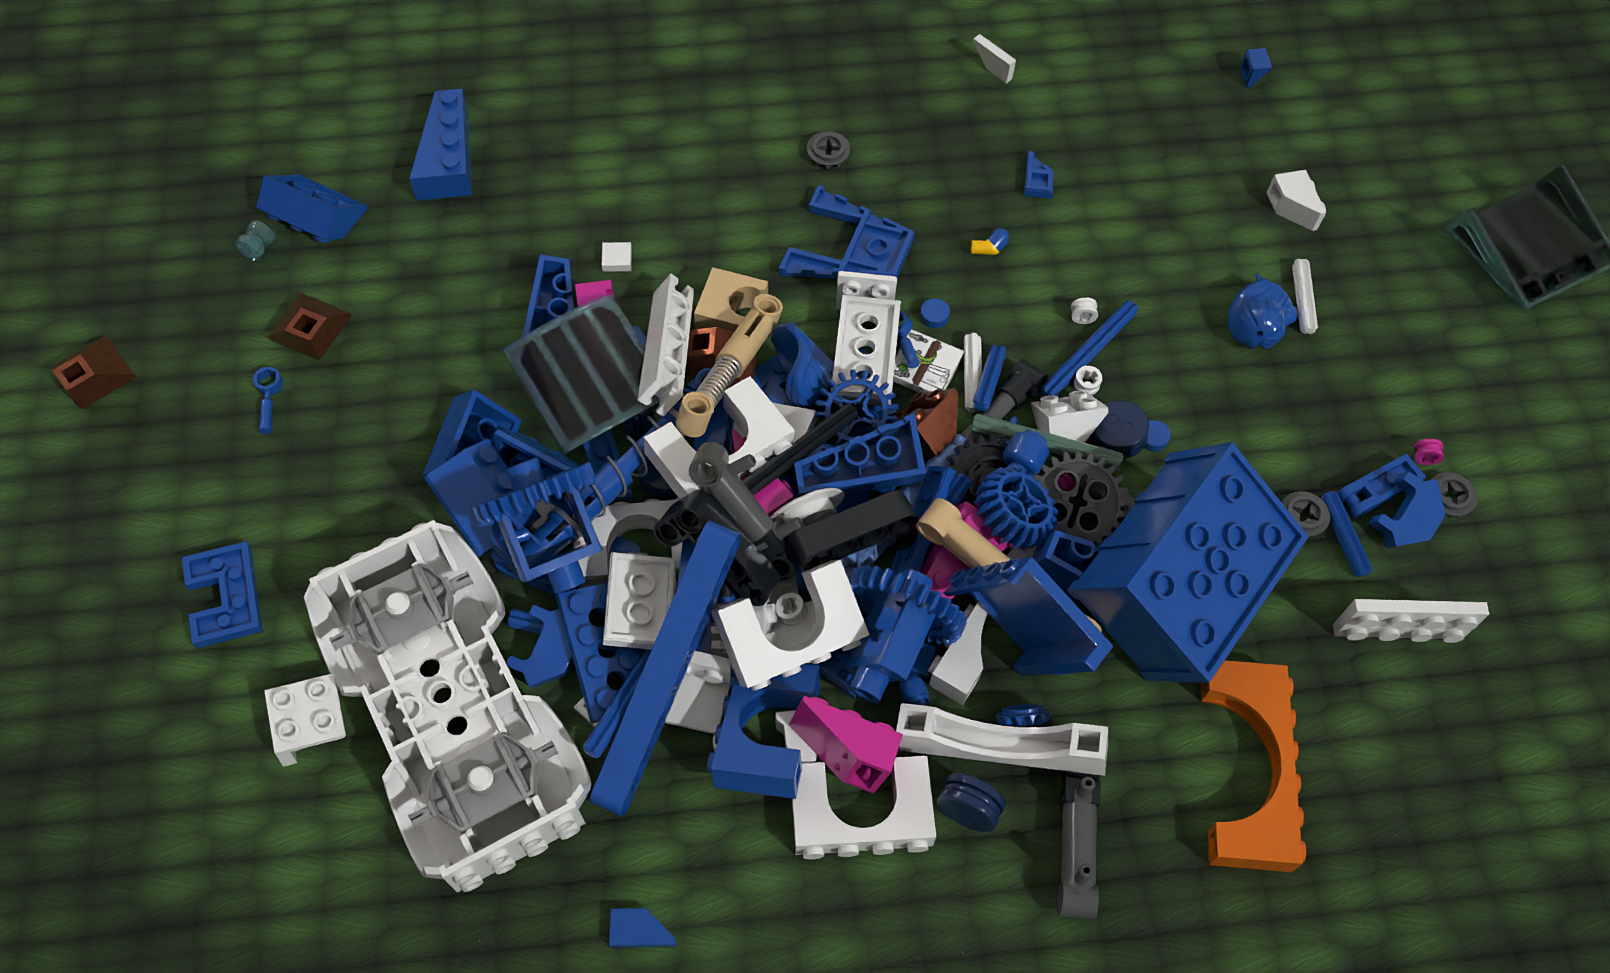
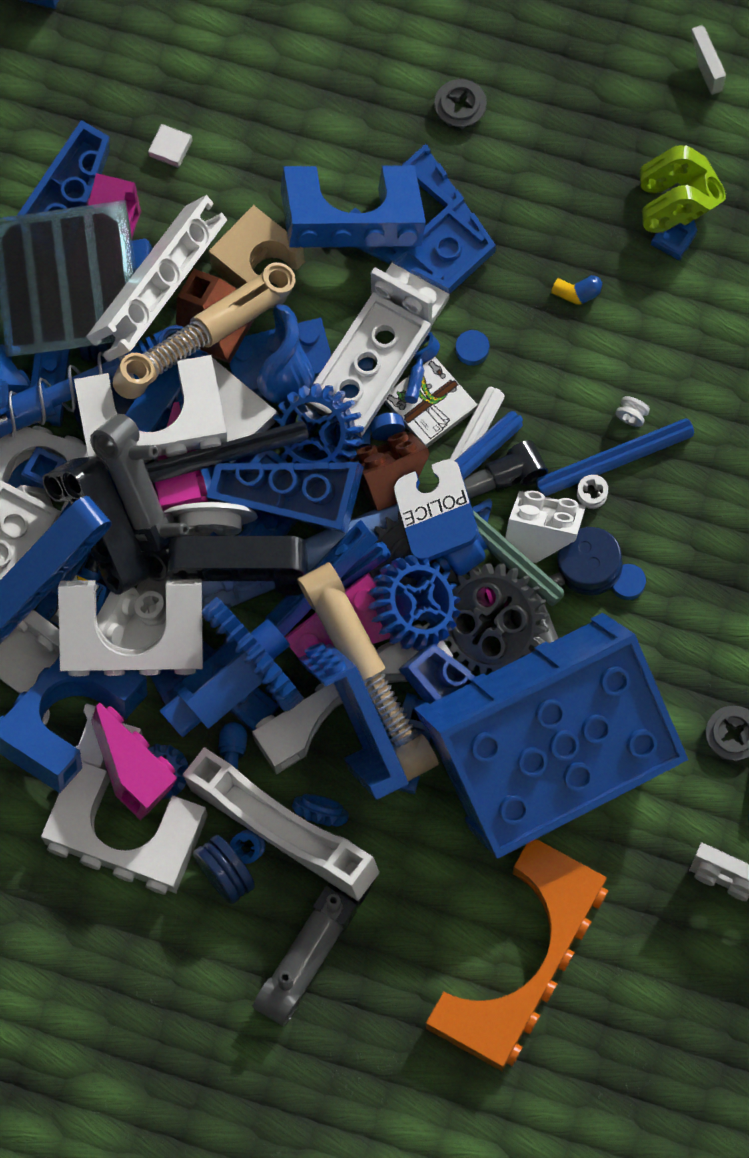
camera: 30 degrees right, 10 degrees up
(639, 535) = (38, 465): none -> blue slope
(766, 259) = (318, 224): none -> blue arch
(904, 392) = (386, 425): none -> blue tile
(971, 765) = (259, 846): none -> blue bush
(999, 435) = (439, 519): none -> piece
(1039, 141) = (697, 195): none -> lime piece

